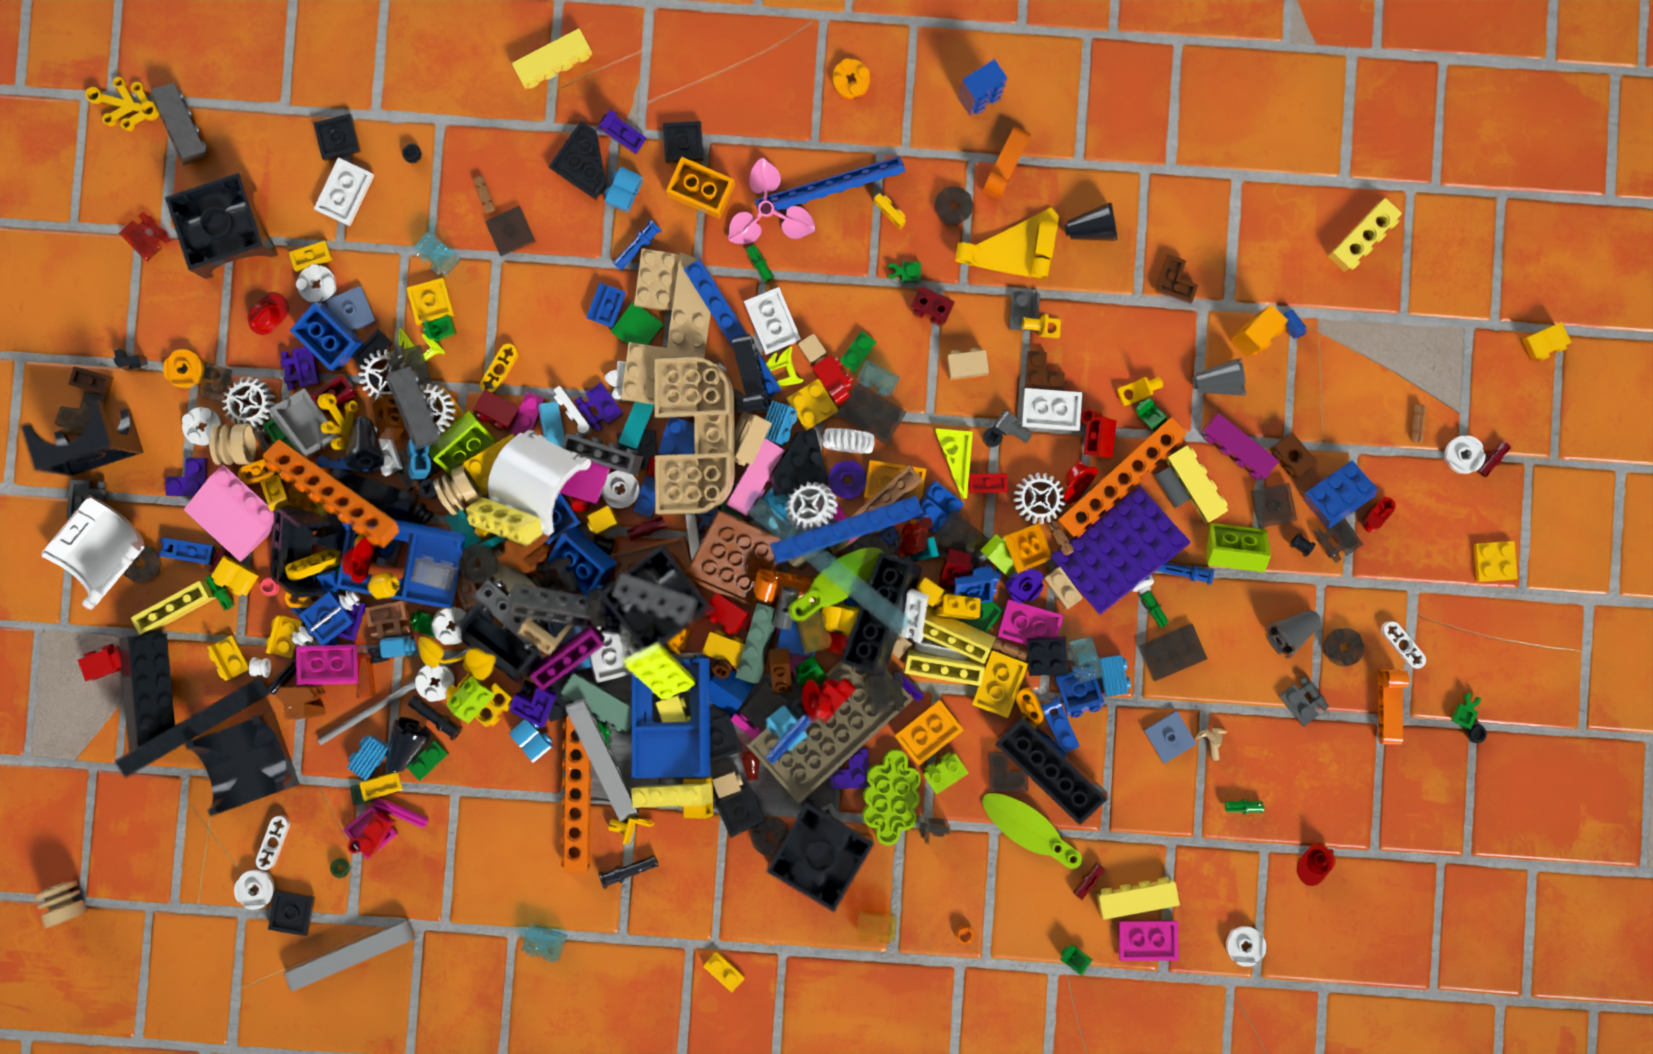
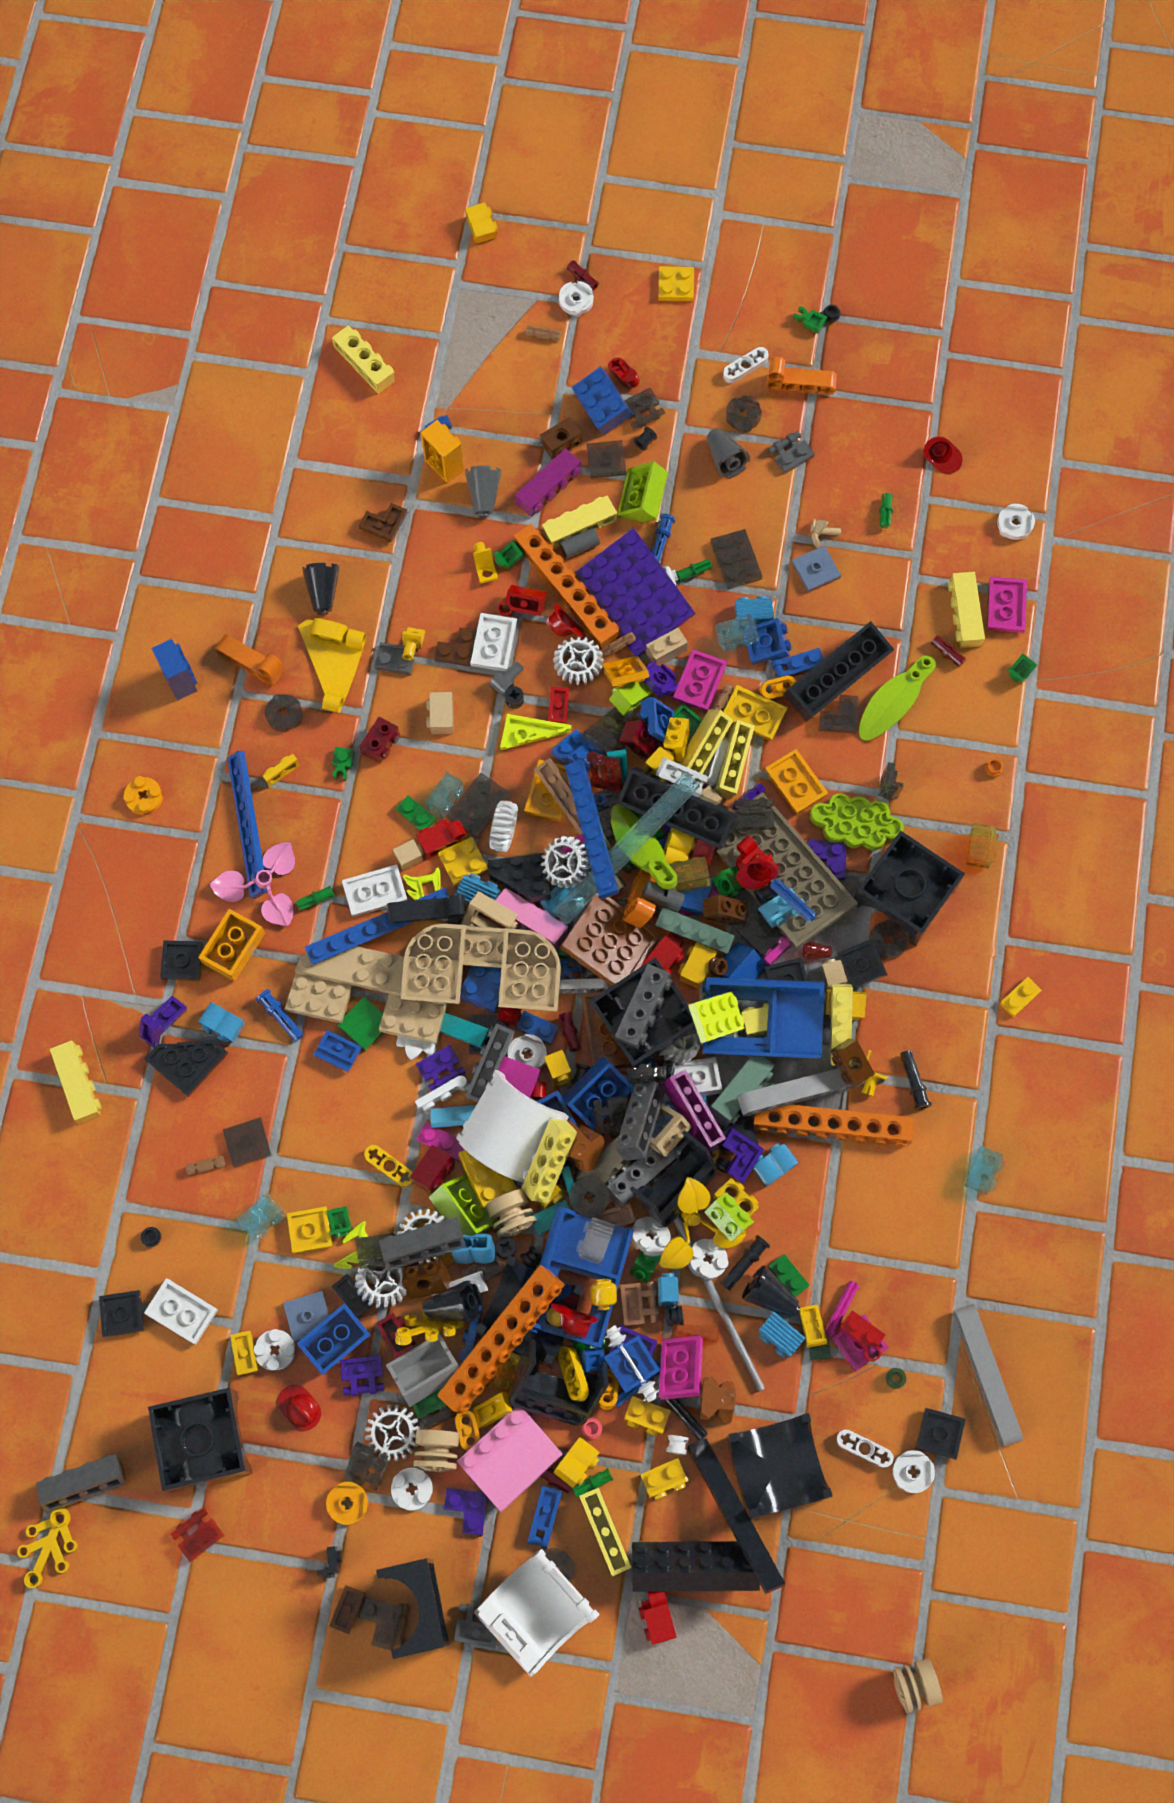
camera: 80 degrees left, 15 degrees down
(630, 809) = (861, 1068): none -> reddish brown brick
(844, 469) = (540, 824): dark purple plate -> none
(944, 772) = (836, 770): lime brick -> none
(1047, 656) = (730, 666): black plate -> none

